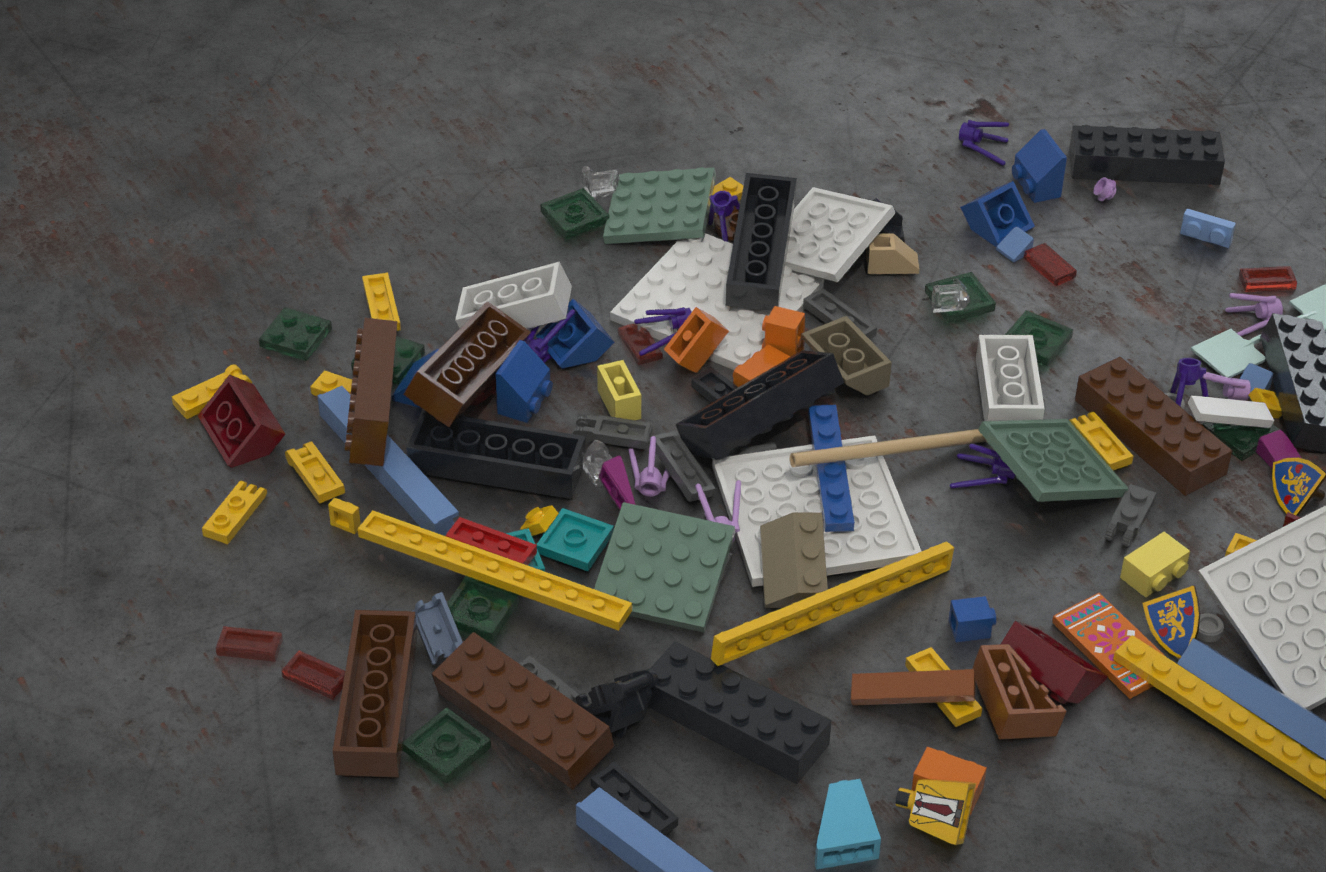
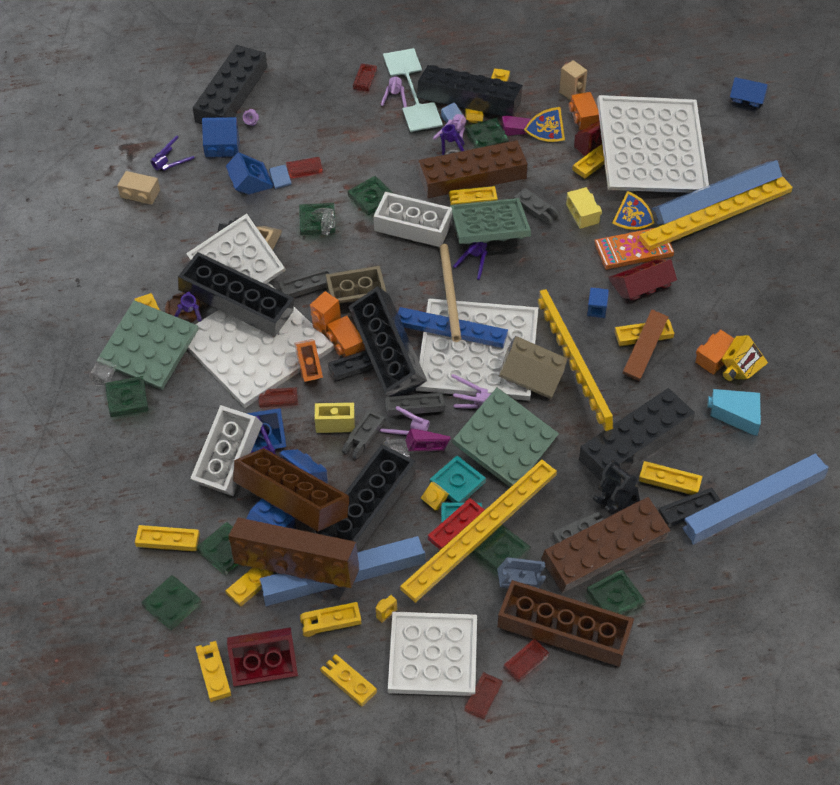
camera: 70 degrees left, 10 degrees up
(294, 577) = (433, 654): none -> white plate
(675, 317) = (282, 365): dark purple plant -> none
(677, 768) = (670, 478): none -> yellow plate
(912, 128) = (138, 187): none -> tan brick
(1013, 697) = (671, 300): dark orange wedge -> none
(1207, 228) = (312, 85): light blue plate -> none
(1230, 411) = (485, 129): white tile -> none

